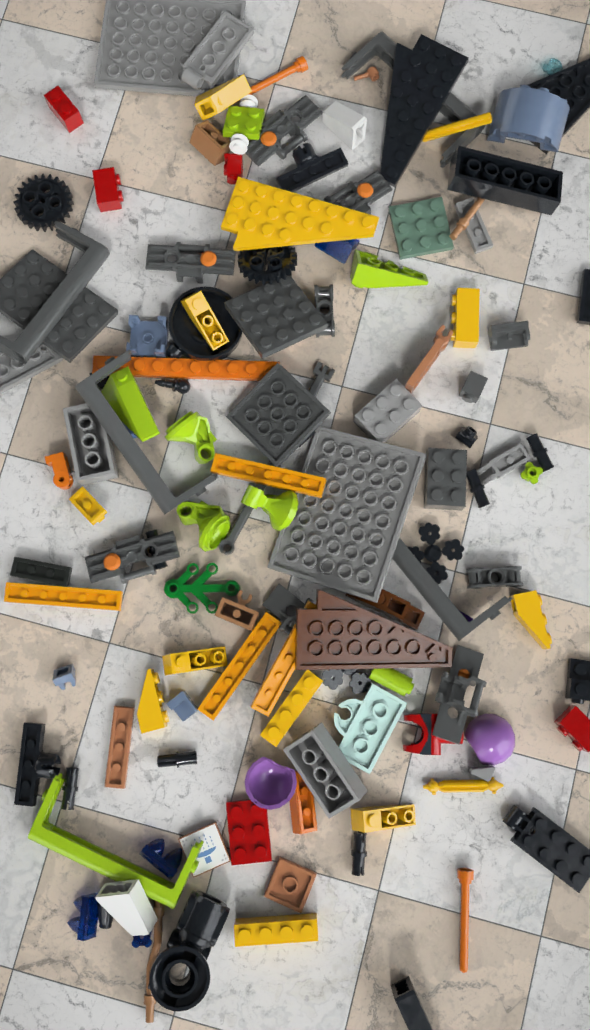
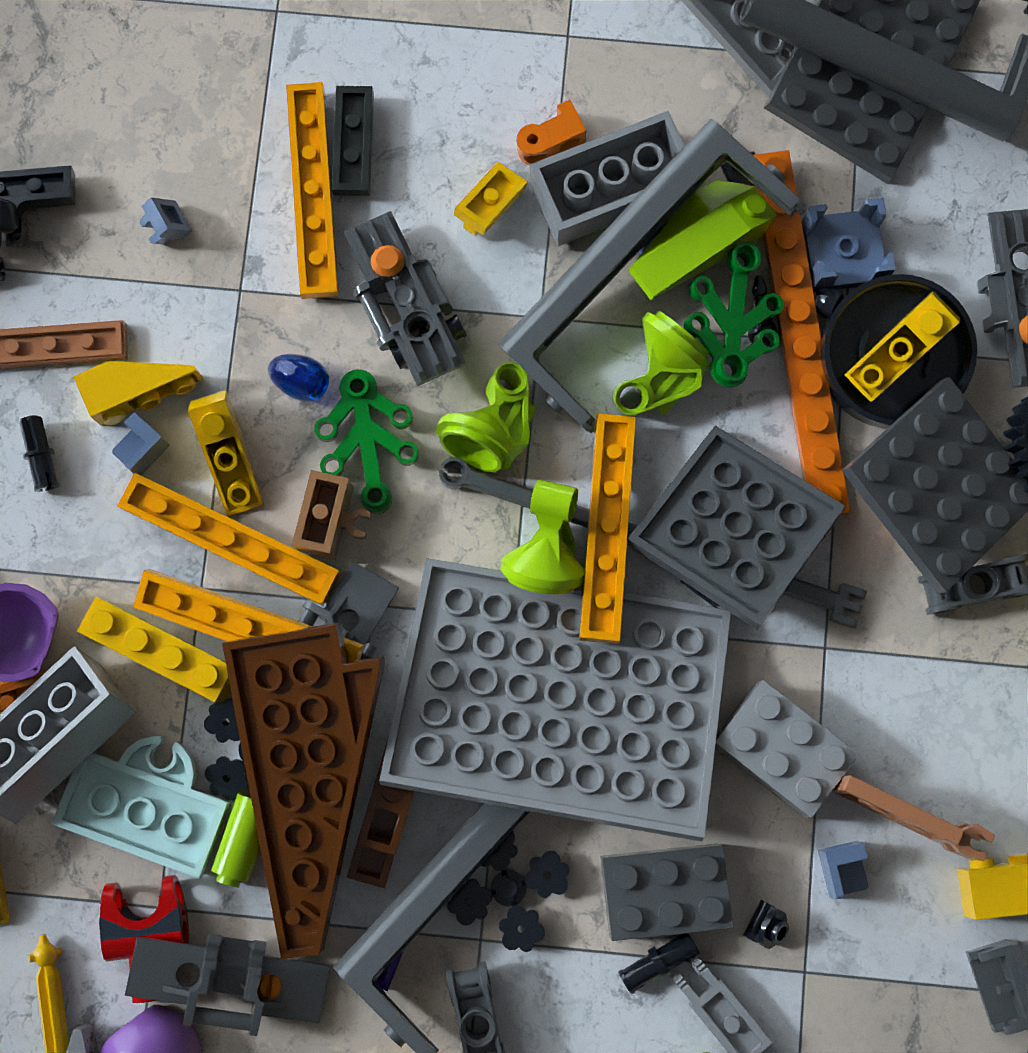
camera: 80 degrees right, 0 degrees up
(162, 617) = (299, 376): none -> clear blue animal
(175, 397) = (732, 320): none -> green plant
(446, 397) = (844, 868): none -> sand blue panel
(473, 387) = (874, 923): dark grey brick -> none

